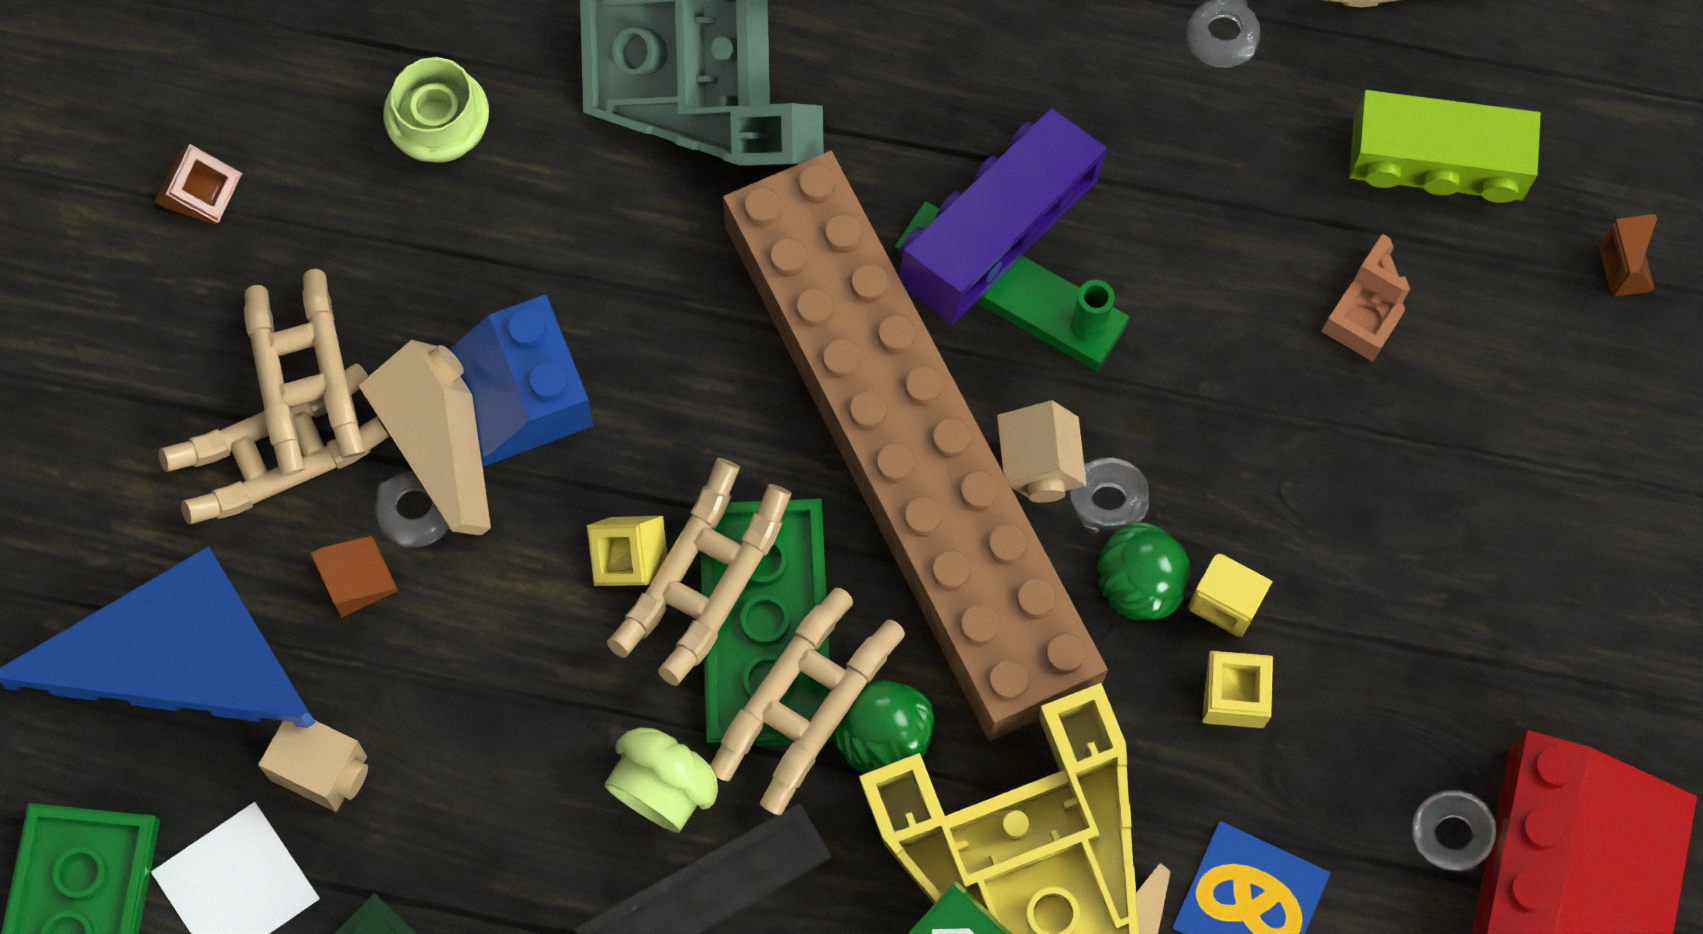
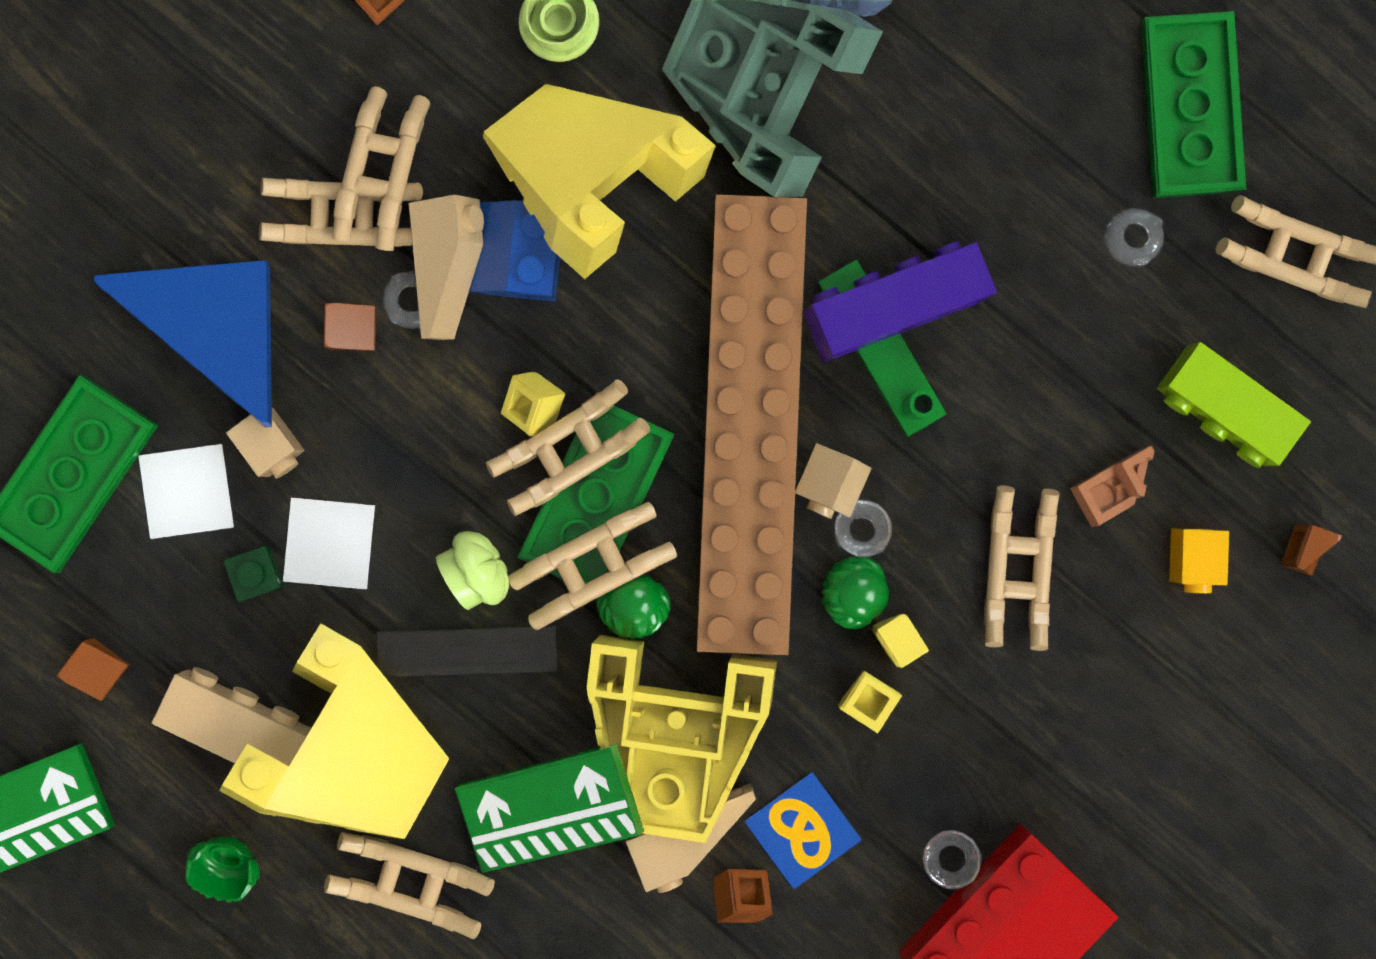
camera: 30 degrees right, 20 degrees up
(455, 855) = (328, 543): none -> white sticker
(541, 231) = (579, 147): none -> light yellow wedge
(1328, 411) = (1039, 588): none -> tan piece
(1515, 326) = (1199, 558): none -> yellow brick

